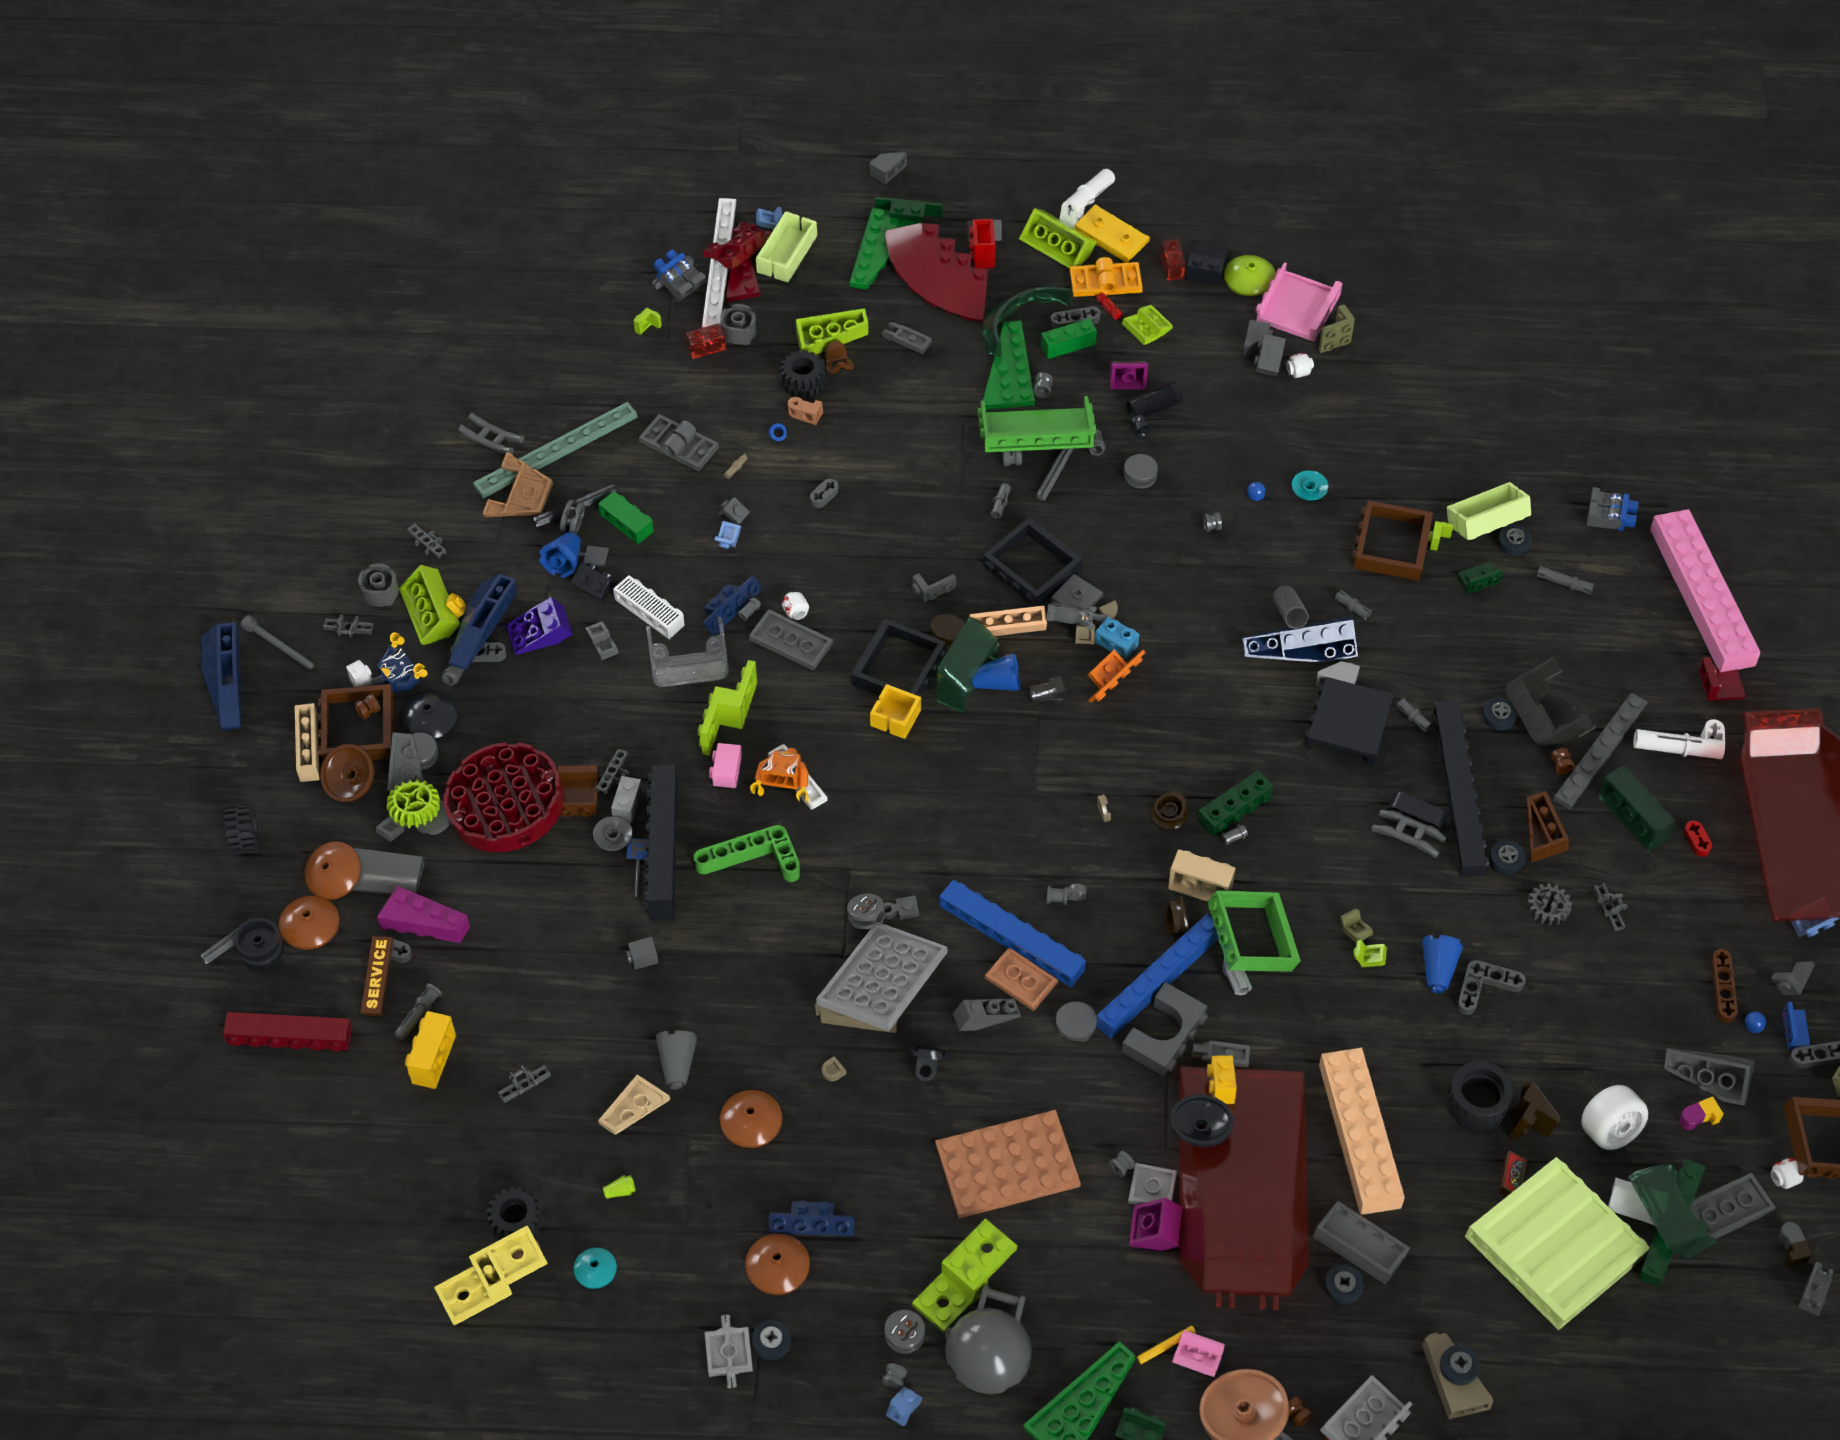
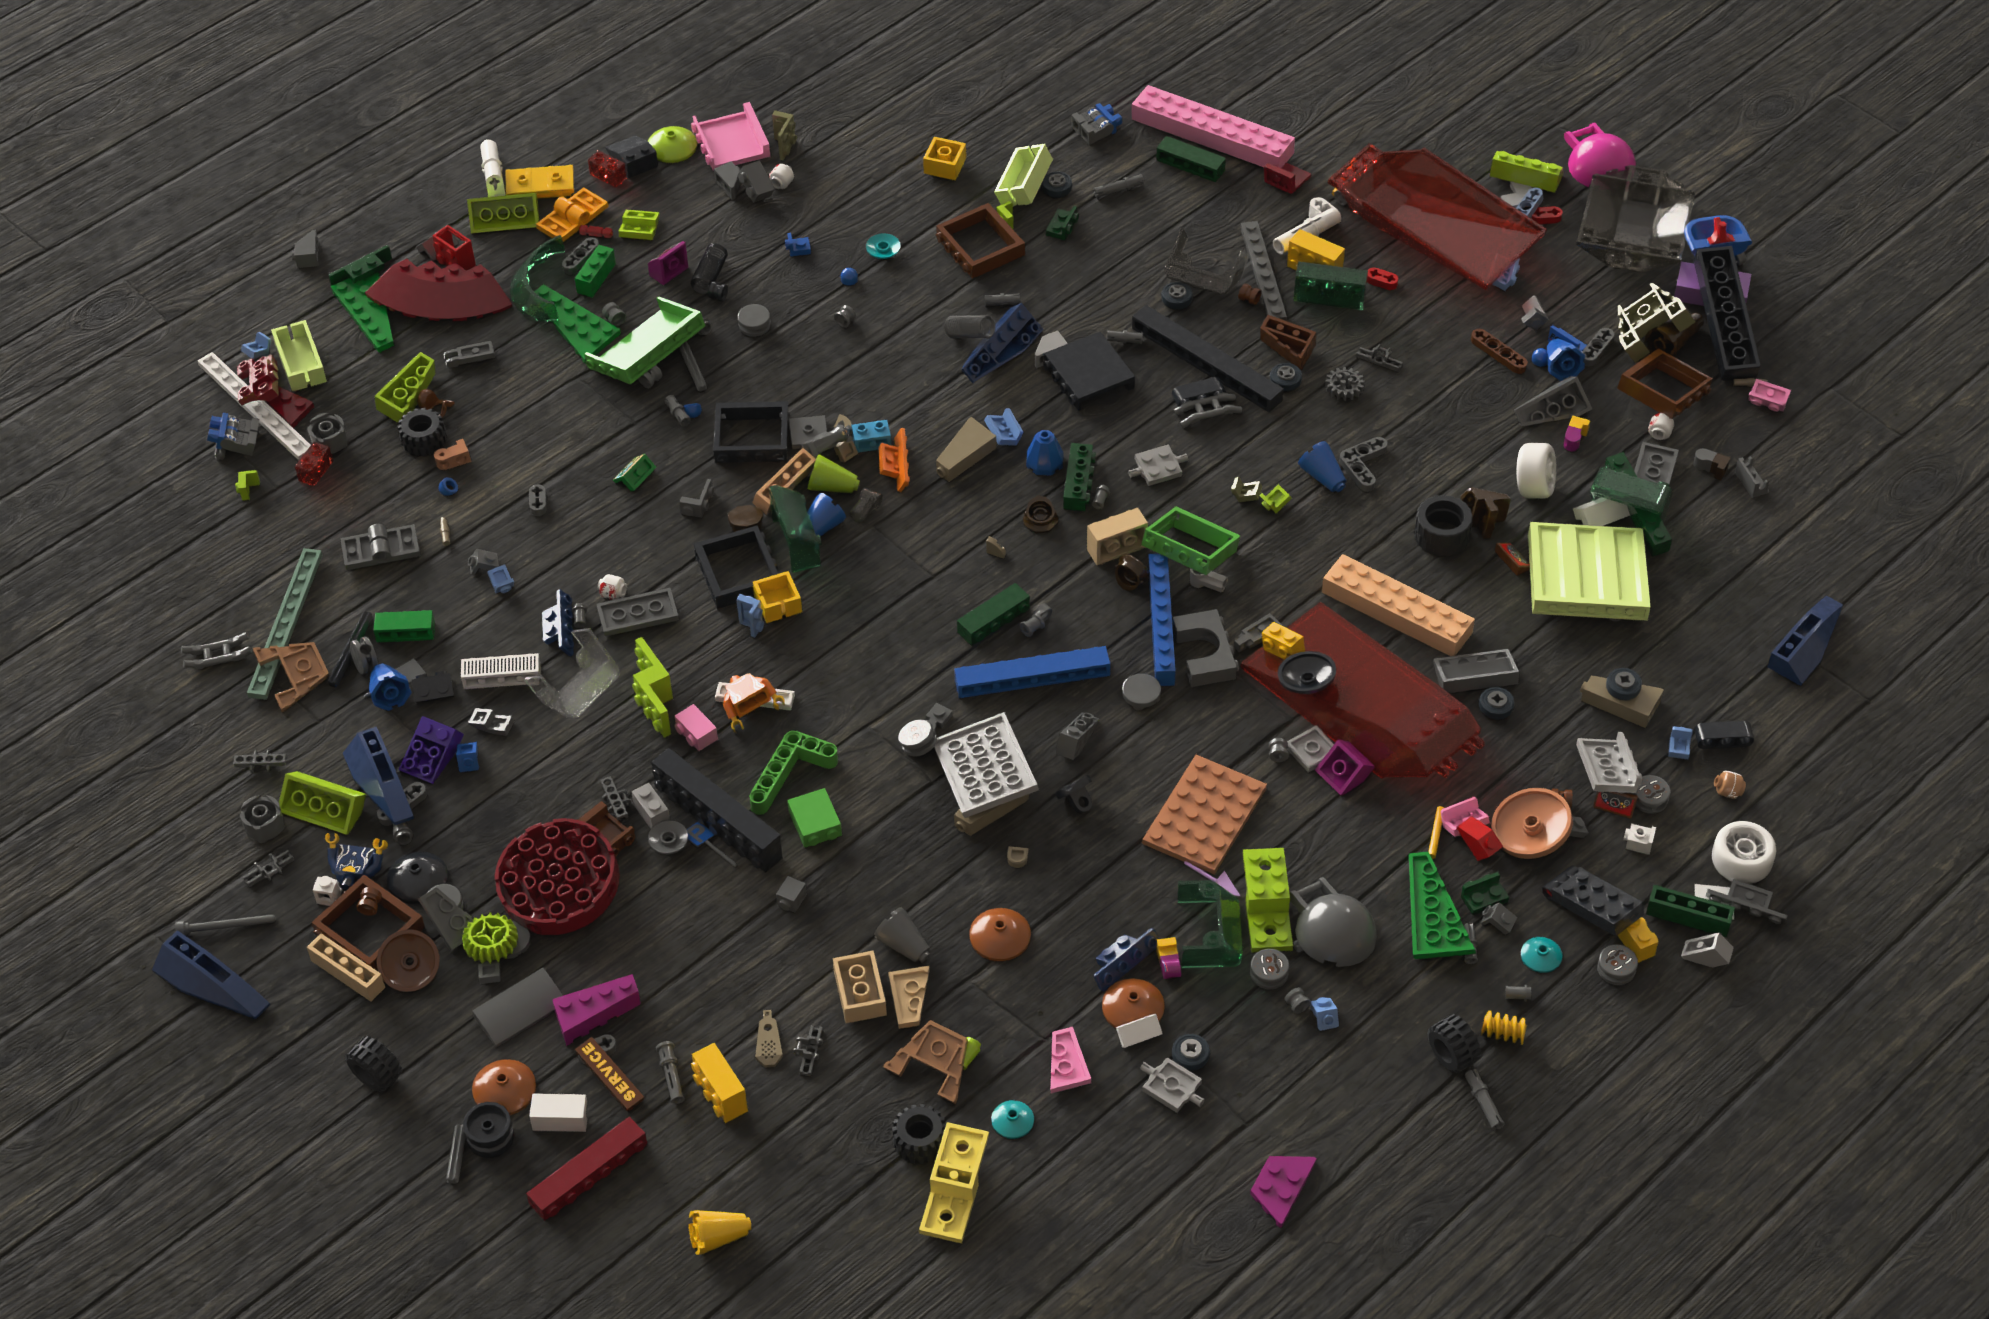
camera: 45 degrees left, 5 degrees down
(310, 1155) = (716, 1229): none -> yellow cone
(314, 972) = (558, 1112): none -> white piece
(340, 875) = (487, 1047): dark orange dish -> none
(455, 604) = (345, 781): yellow plate -> none
(507, 1048) = (764, 1041): none -> dark tan piece
(555, 652) = (467, 756): none -> blue bracket
(600, 1169) = (938, 1049): none -> medium nougat wing
(603, 1066) = (859, 986): none -> tan brick
(678, 1263) = (1068, 1063): none -> bright pink wing
(725, 909) = (814, 818): none -> bright green brick
(754, 1287) = (1139, 1030): none -> white tile
(842, 1252) = (1168, 957): none -> leg
(860, 710) = (750, 613): none -> medium blue bracket
(901, 1278) = (1219, 947): none -> clear green windscreen
(914, 527) = (635, 472): none -> green panel
(955, 1232) = (1223, 879): none -> lavender piece
(1014, 509) = (693, 410): none -> blue piece
(1021, 979) = (1071, 696): nougat tile -> none
(1038, 861) = (993, 614): none -> dark green brick
(1045, 646) = (831, 477): none -> lime cone
(1173, 708) = (965, 449): none -> dark tan slope
(1185, 1380) = (1479, 838): none -> red slope
(1224, 715) = (1005, 428): none -> medium blue bracket
(1230, 763) = (1044, 454): none -> blue cone
(1246, 434) = (797, 246): none -> blue bracket
(1312, 846) = (1158, 465): none -> light grey plate
(1444, 447) = (944, 158): none -> yellow brick
(1654, 770) = (1312, 249): none -> yellow brick
(1655, 603) = (1191, 159): none -> dark green brick
(1768, 1040) = (1564, 359): none -> blue cone

